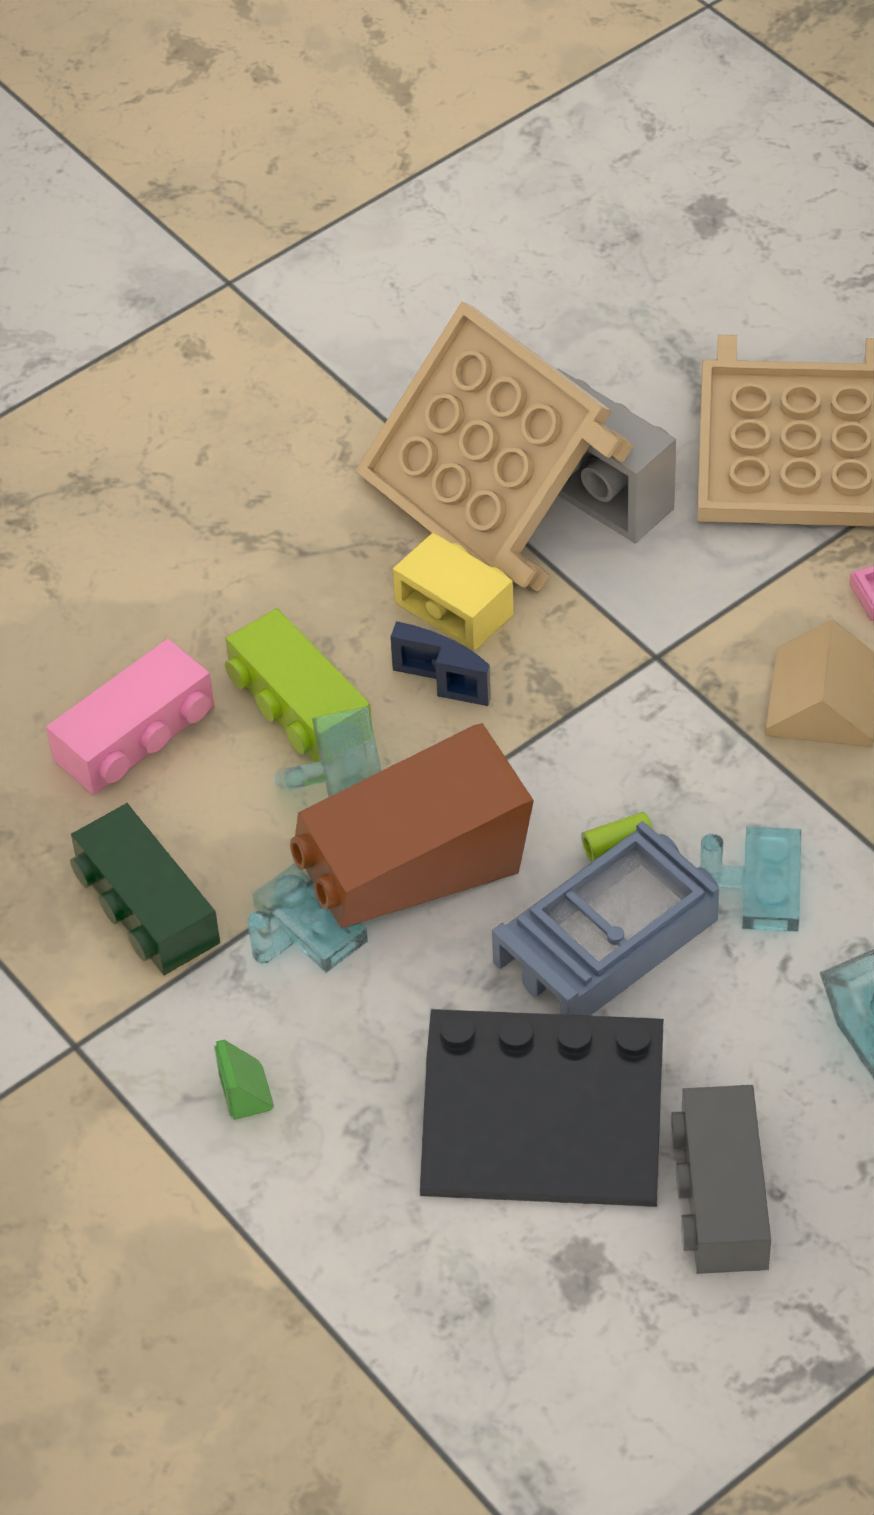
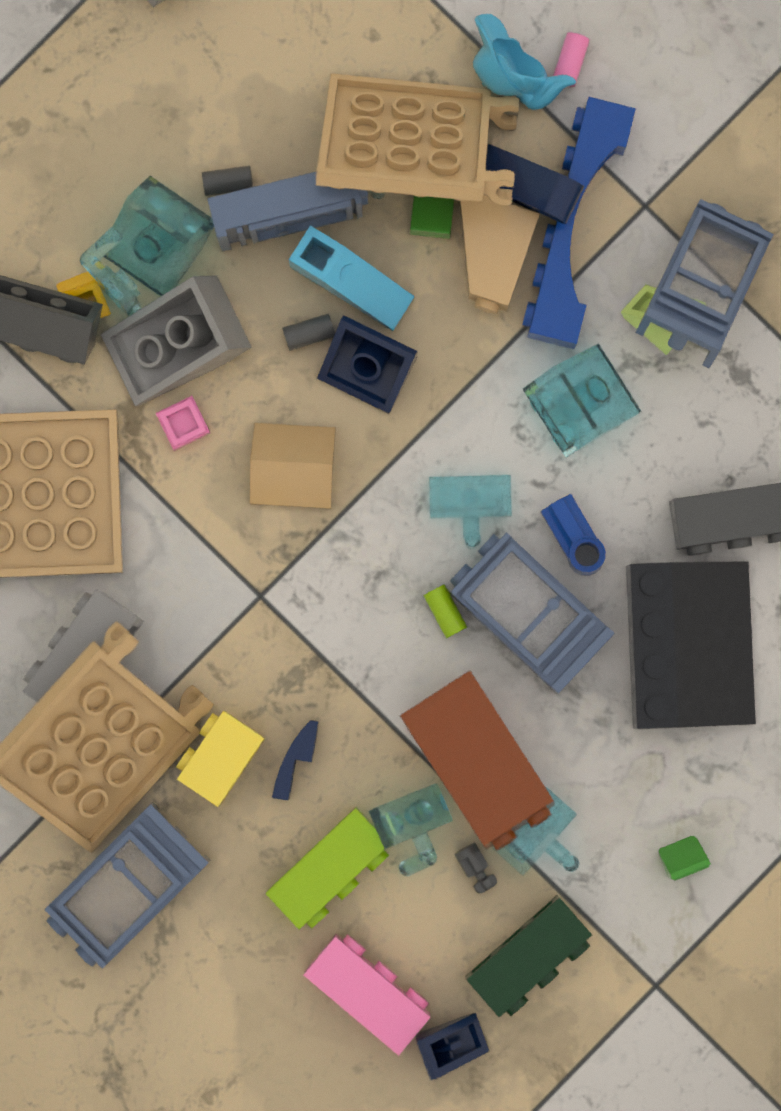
camera: 100 degrees left, 35 degrees up
(44, 790) = (451, 1045): none -> dark blue slope
(274, 846) = (474, 865): none -> dark grey piece
(308, 494) = (125, 887): none -> door
(706, 984) = (572, 532): none -> blue piece

